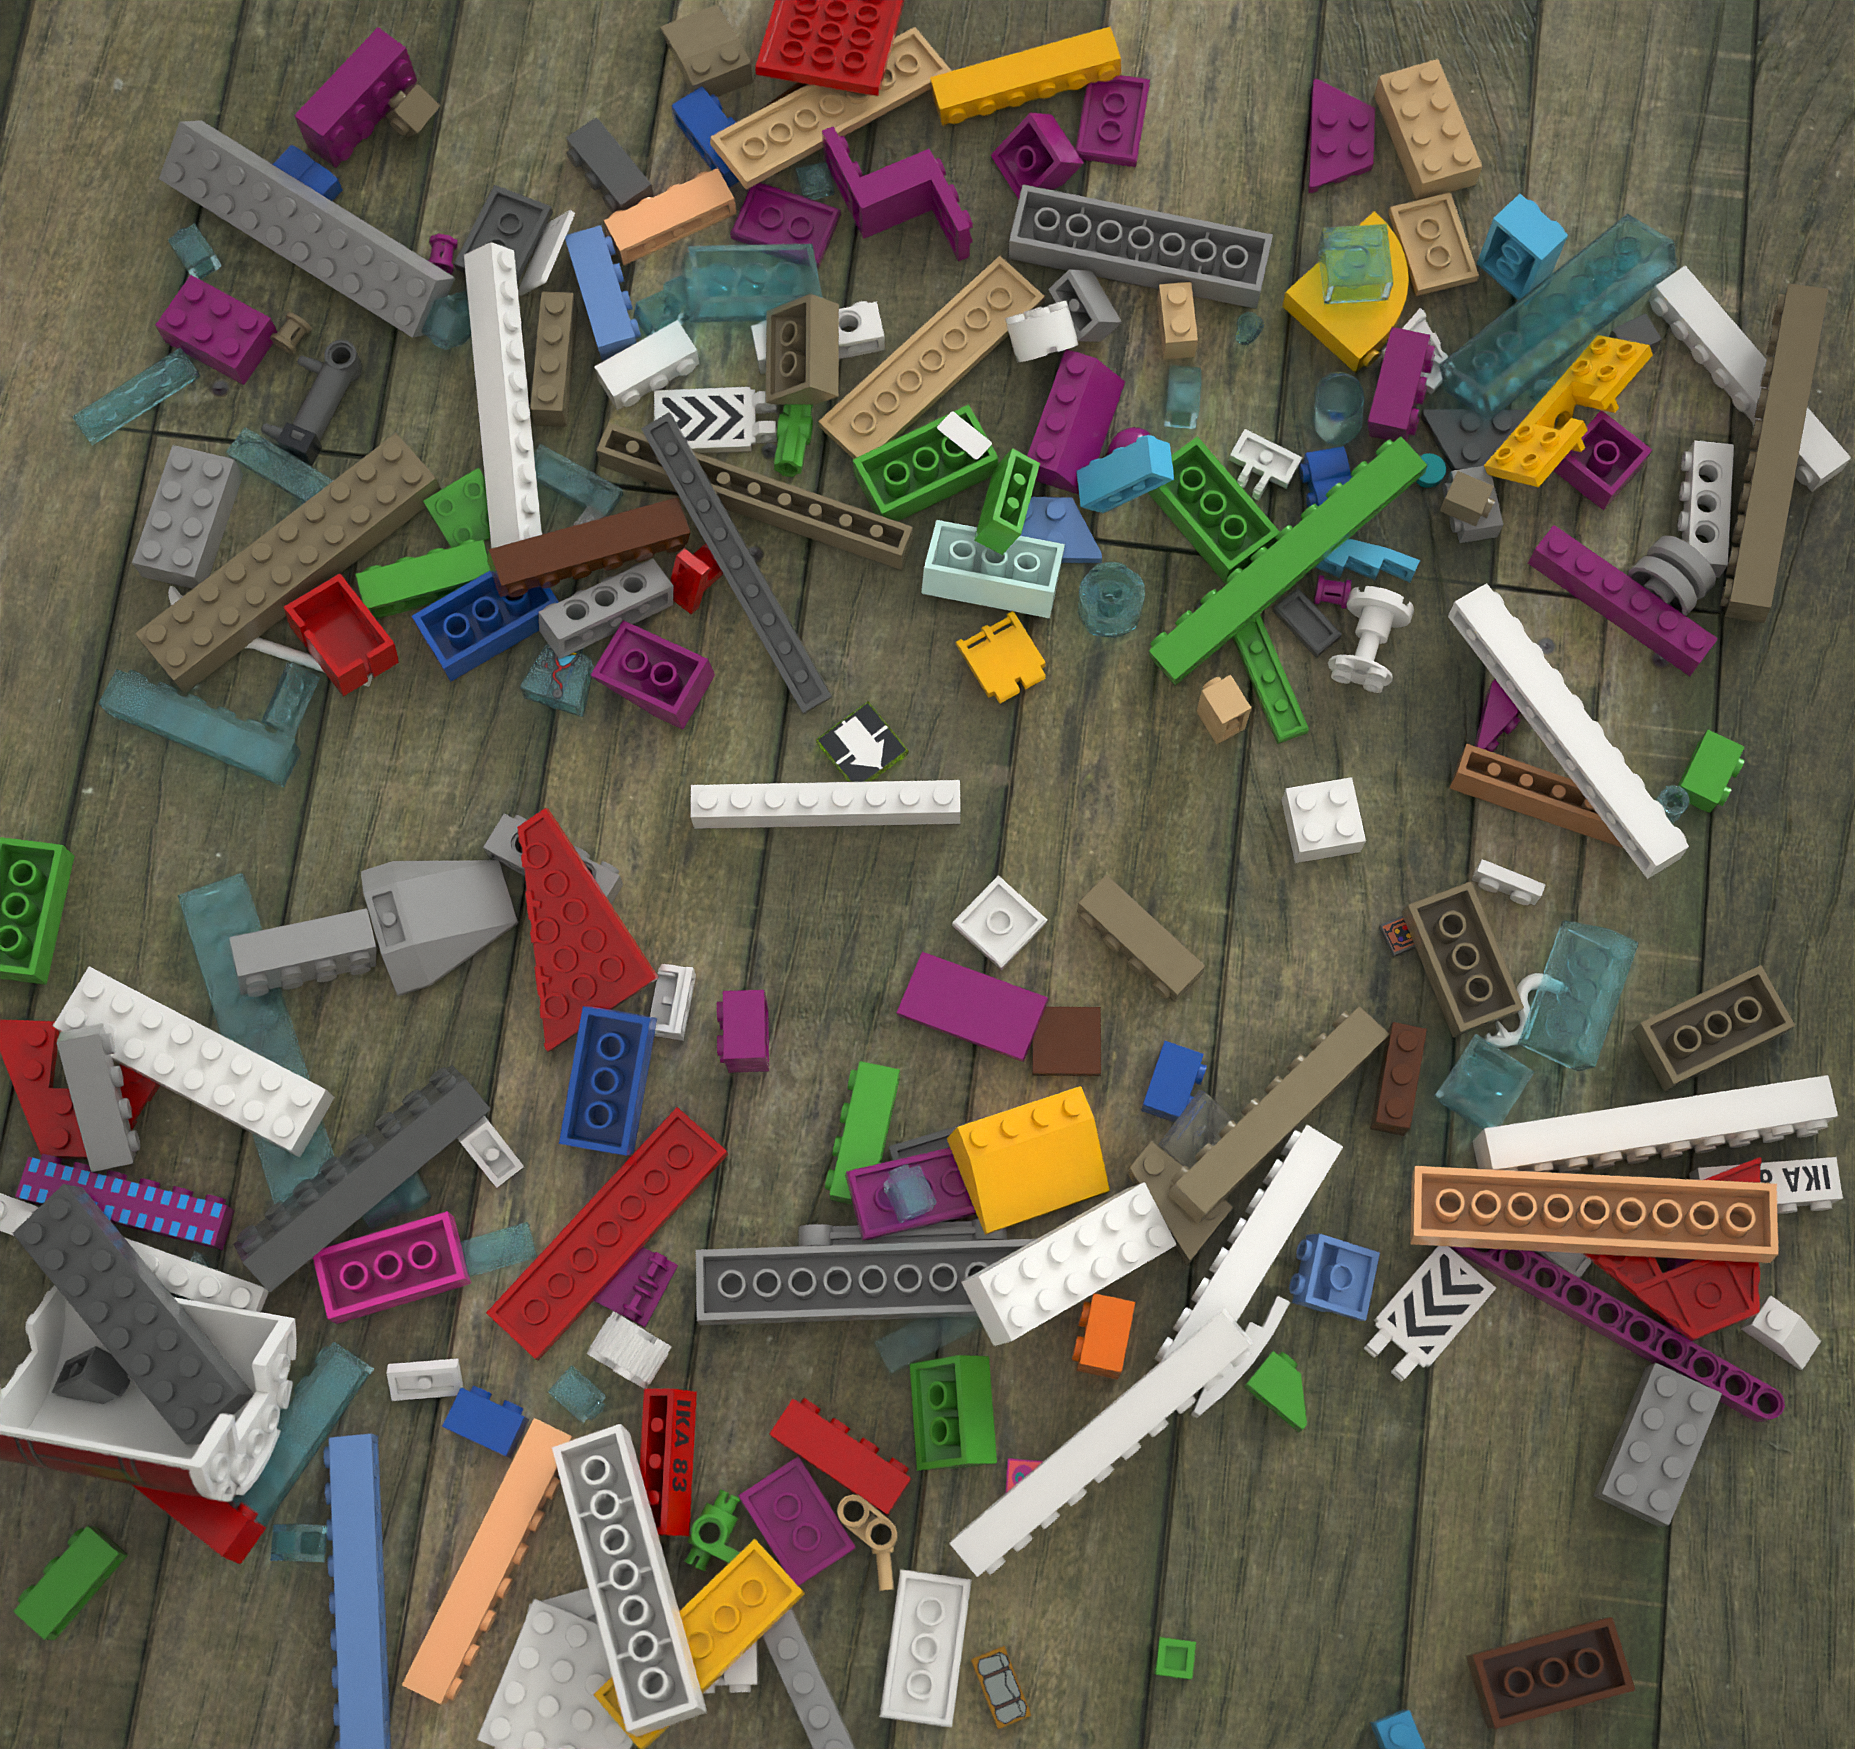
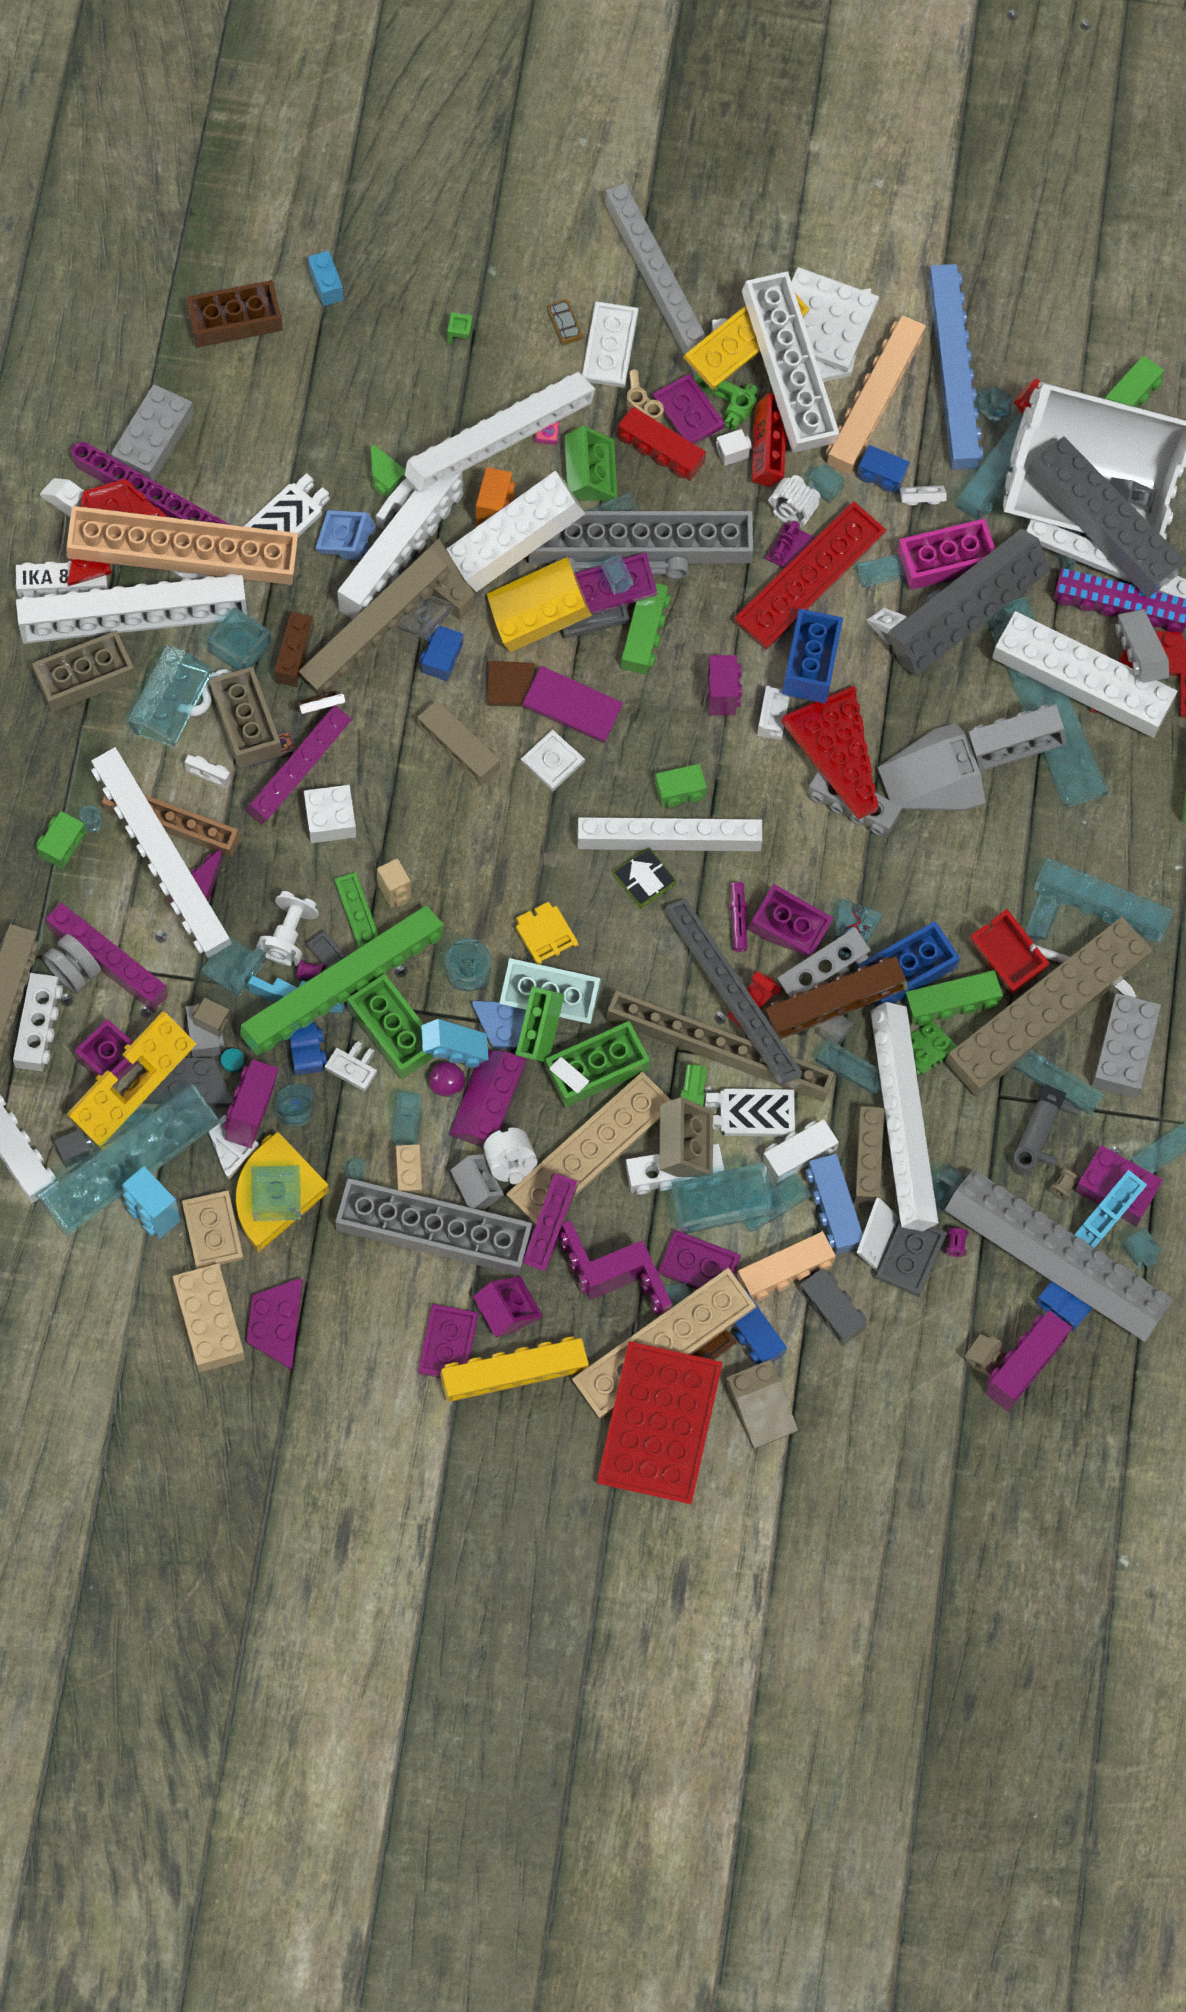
camera: 175 degrees right, 5 degrees down
(232, 278) = (1111, 1209): none -> medium azure slope
(724, 1454) = (733, 447): none -> white brick
(726, 692) = (738, 918): none -> magenta pin
(809, 880) = (680, 785): none -> bright green brick
(983, 244) = (550, 1221): none -> magenta brick
(1352, 984) = (320, 702): none -> tile
(1376, 892) = (298, 764): none -> magenta brick
(1434, 593) = (234, 966): none -> clear light blue bracket

